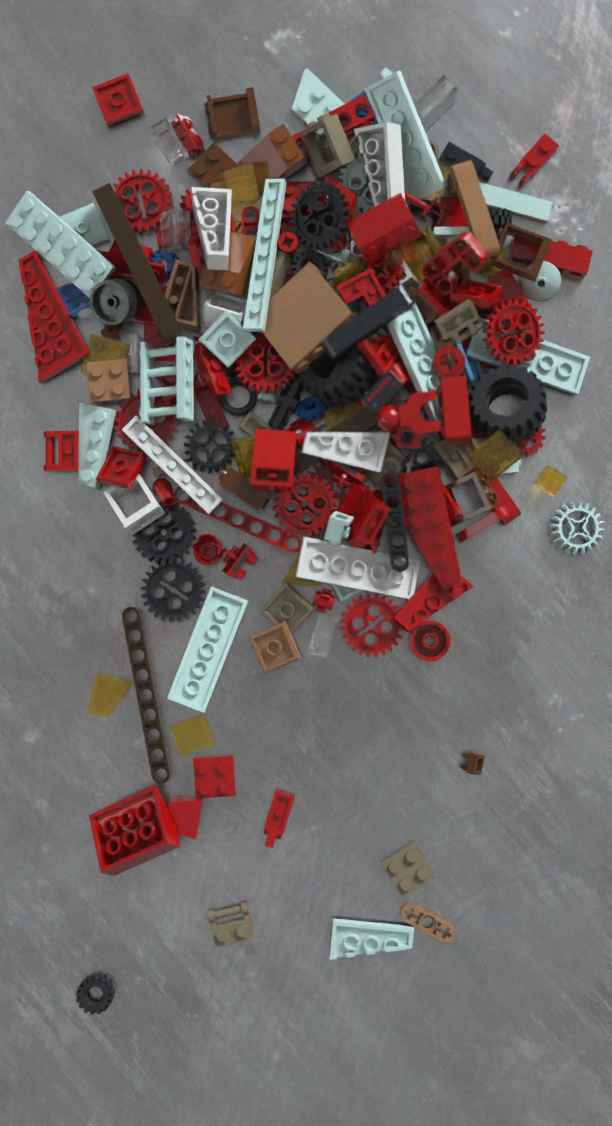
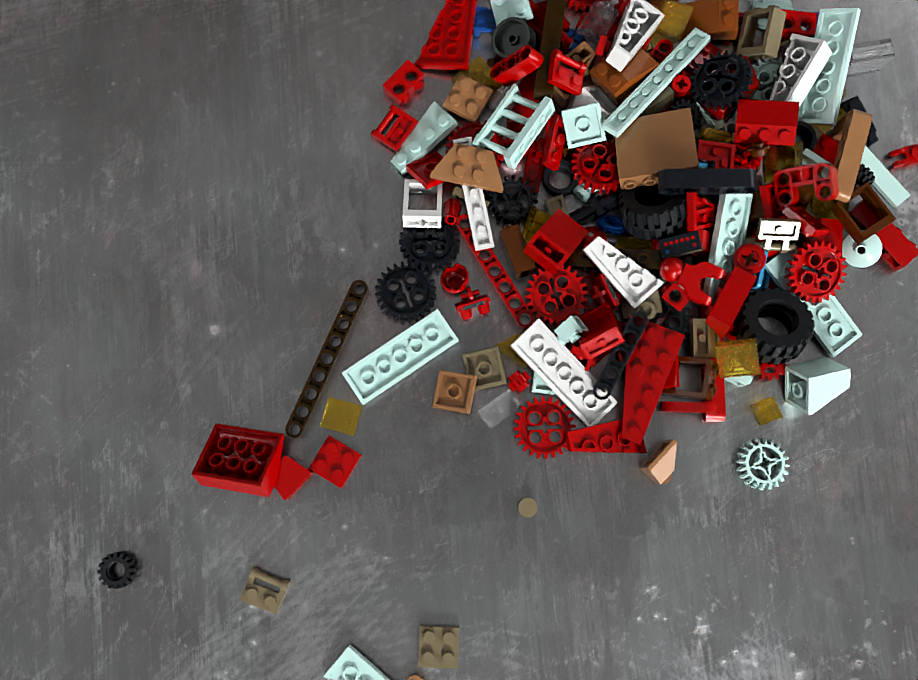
camera: 30 degrees right, 5 degrees down
(35, 404) = (400, 81): none -> red brick
(107, 693) = (297, 337): clear yellow wing -> none
(132, 325) = (516, 65): none -> red beam
(154, 445) = (470, 168): none -> medium nougat wing
(183, 308) = (563, 77): none -> red plate
(278, 816) = (362, 529): red hinge -> none
(404, 701) = (527, 507): none -> dark tan tile
(427, 208) = (809, 133): red piece -> none
(438, 647) = (593, 471): red brick -> none
(475, 763) = (551, 598): reddish brown tile -> none
(491, 586) = (661, 462): none -> slope
(575, 429) = (815, 383): none -> light aqua slope

